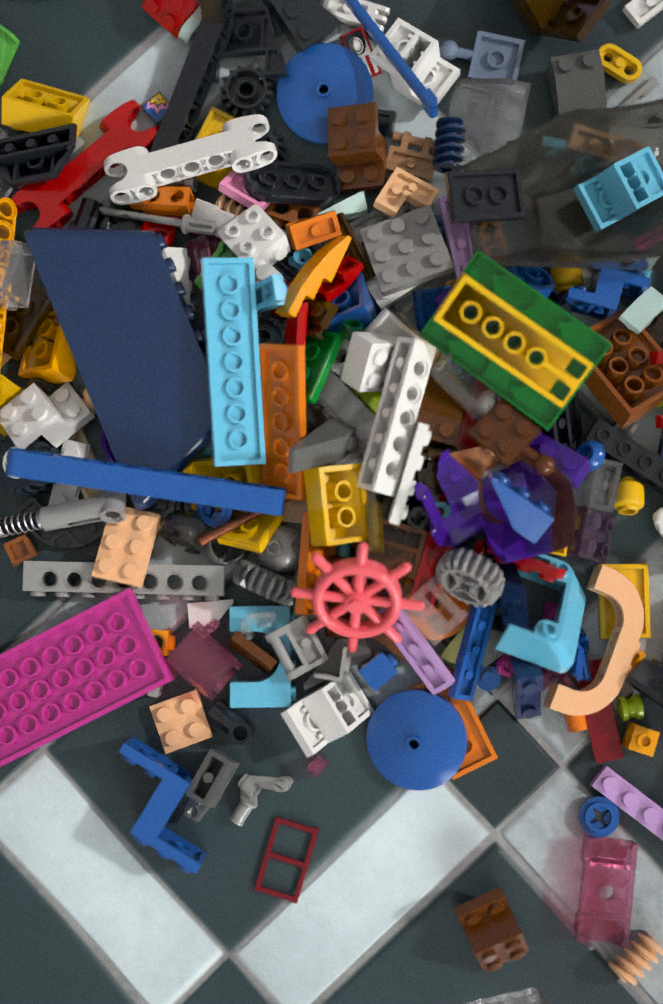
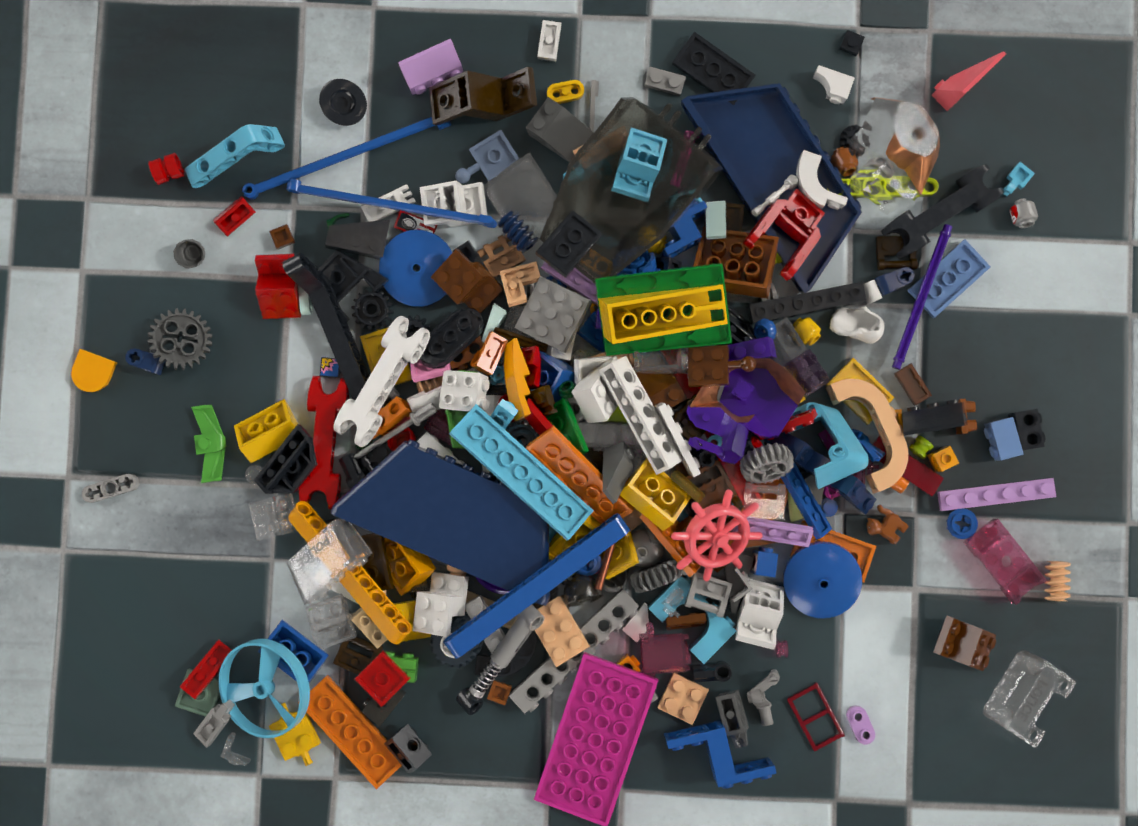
camera: 45 degrees left, 0 degrees up
(320, 909) = (861, 725): none -> lavender plate
(525, 515) = (763, 400): blue slope -> none
(528, 750) = (888, 526): none -> dark orange animal

